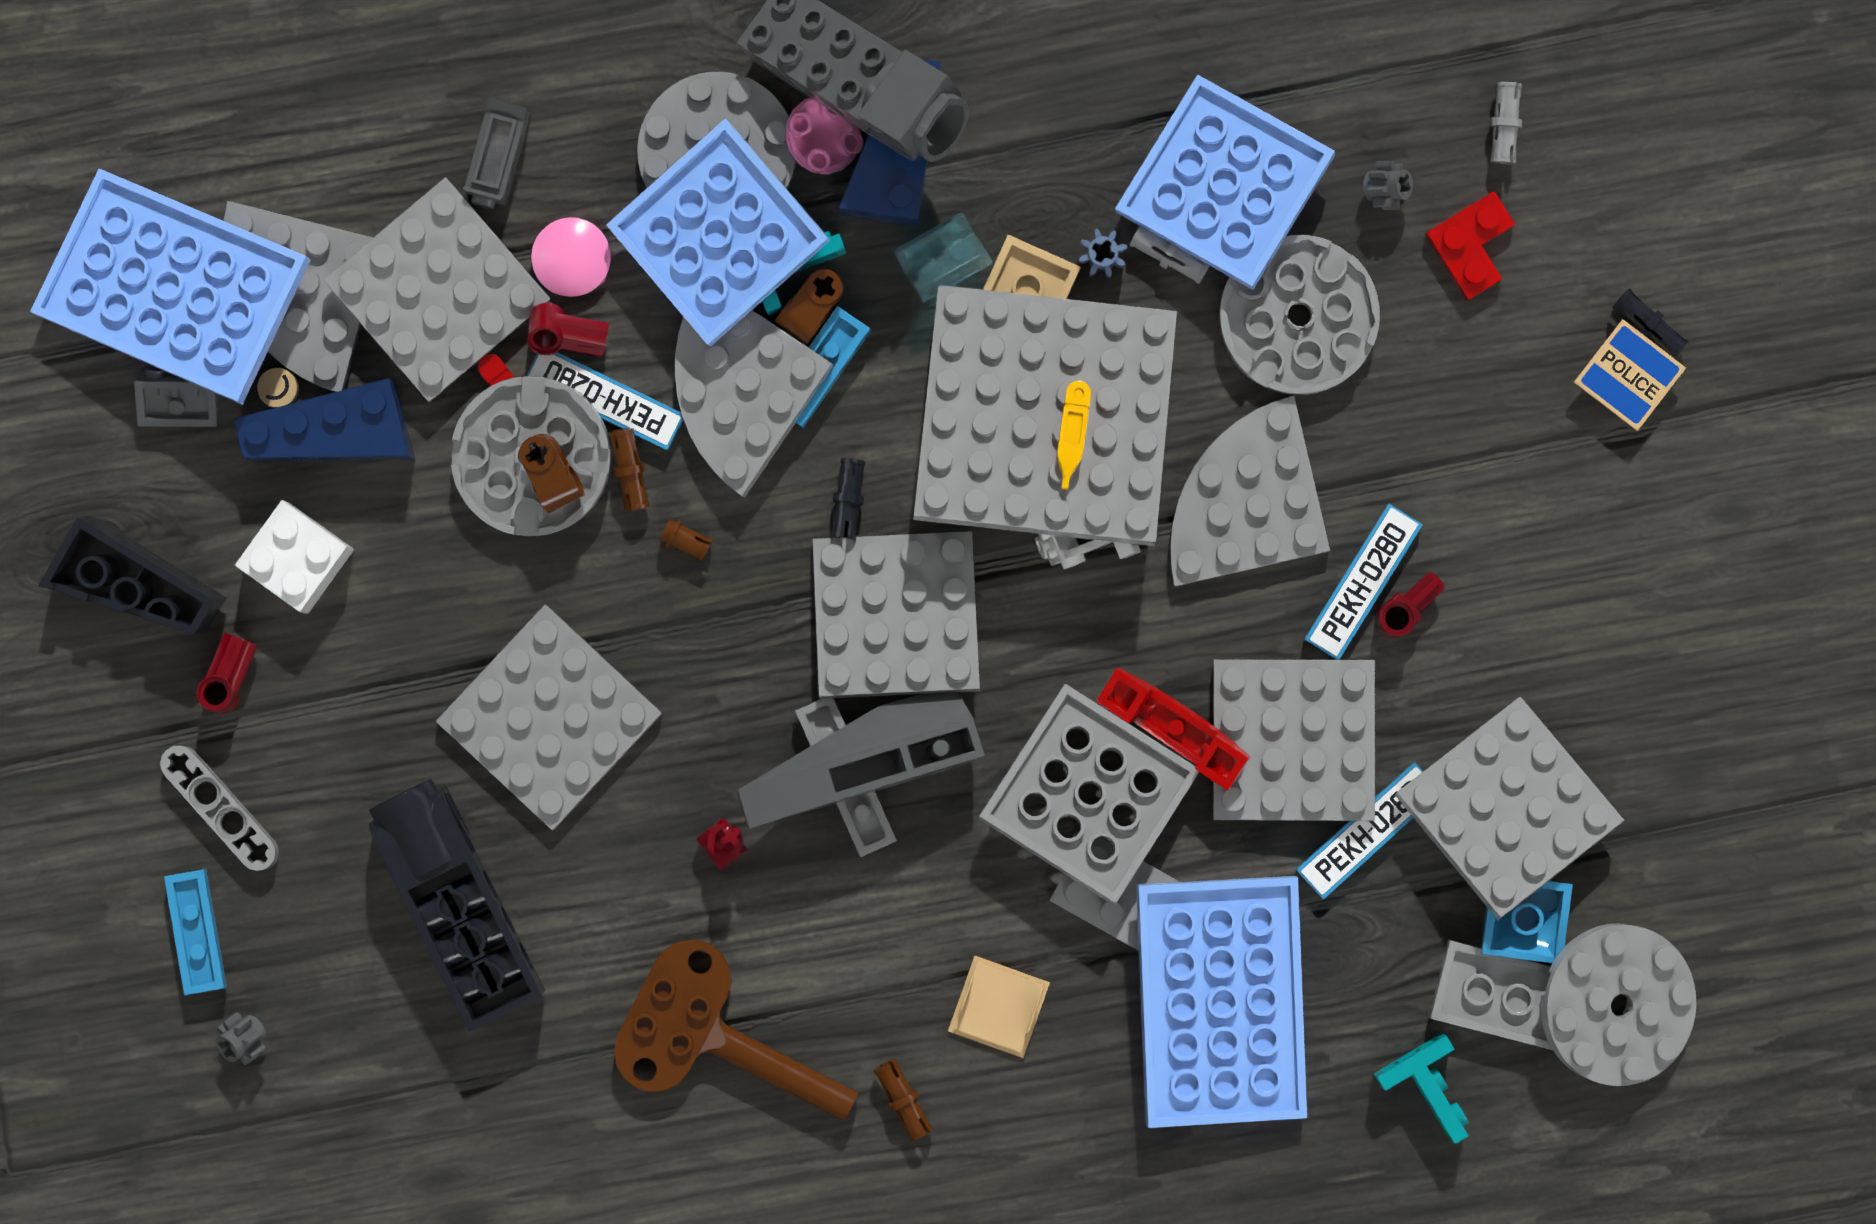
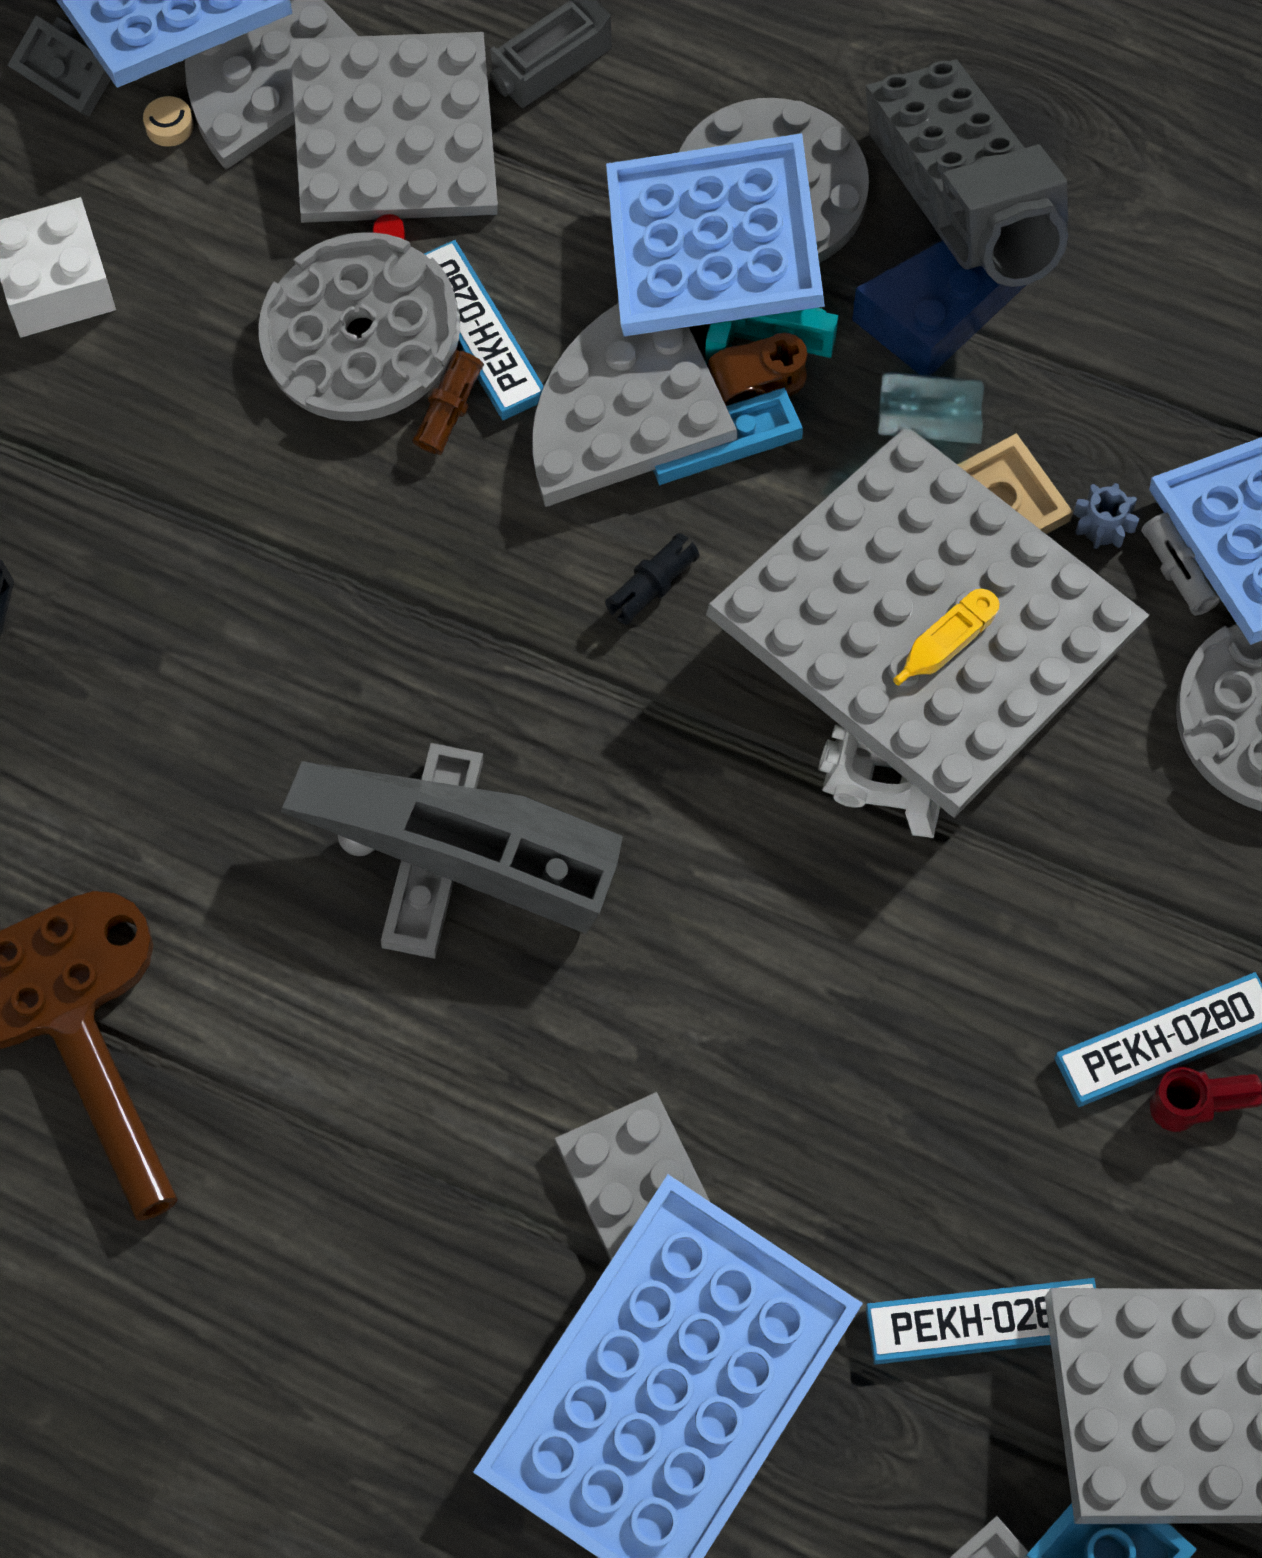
camera: 30 degrees right, 20 degrees down
(334, 427) = (187, 176): dark blue wedge -> none
(549, 717) = (172, 588): light grey plate -> none
(553, 330) = (490, 243): dark red piece -> none
(554, 480) = (363, 336): reddish brown piece -> none
(571, 257) = (548, 186): bright pink dish -> none
(685, 539) = (446, 498): reddish brown pin -> none
(722, 843) = (245, 826): dark red axle -> none
(821, 138) = (886, 227): bright pink dish -> none
(895, 615) = (614, 723): light grey plate -> none
(903, 1099) = (220, 1243): reddish brown pin -> none
(998, 1006) = (408, 1221): tan piece -> none
(1117, 788) = (695, 1129): light grey piece -> none
(1175, 726) = (836, 1041): red slope -> none
(1248, 500) = (1092, 868): light grey plate -> none
(1305, 738) = (966, 1156): light grey plate -> none

